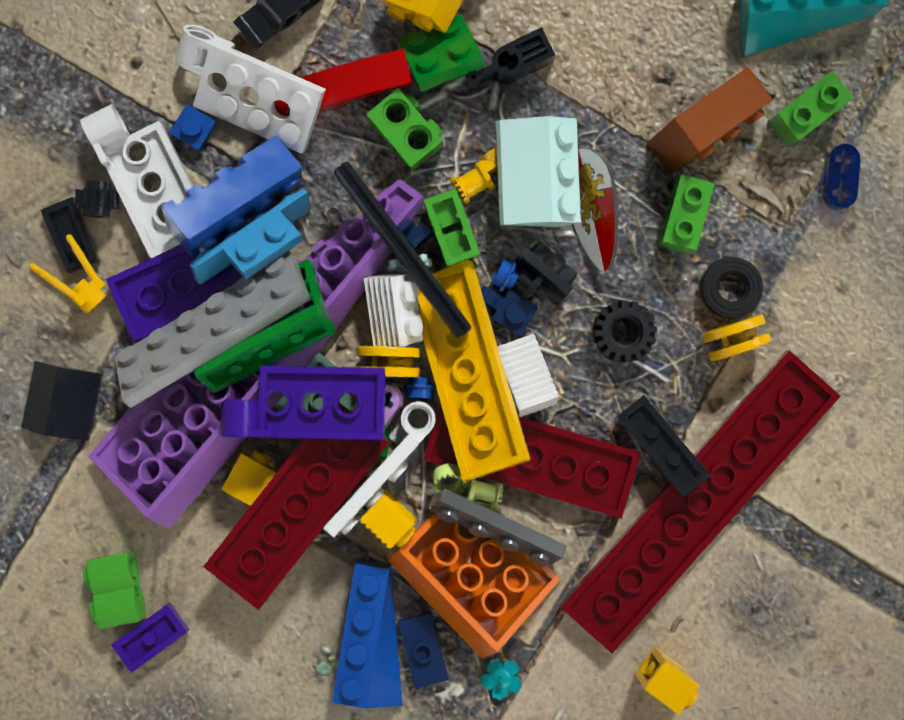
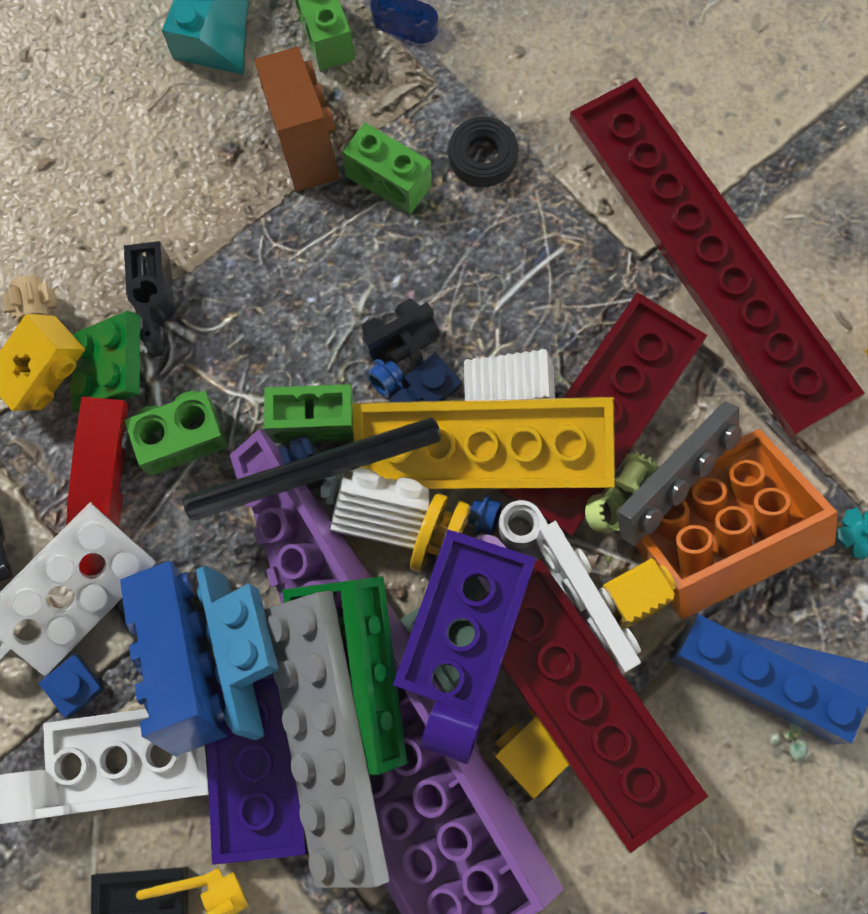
camera: 70 degrees left, 15 degrees down
(96, 199) = (106, 839): black gear -> none
(423, 650) = (805, 614): dark blue plate -> none
(478, 178) = (263, 366): yellow connector -> none
(538, 171) = (282, 298): light aqua slope -> none
(597, 209) = (340, 256): shield -> none
(645, 331) = (496, 249): black tyre -> none
(664, 446) = (639, 263): black plate -> none
(737, 337) = (540, 155): yellow head -> none

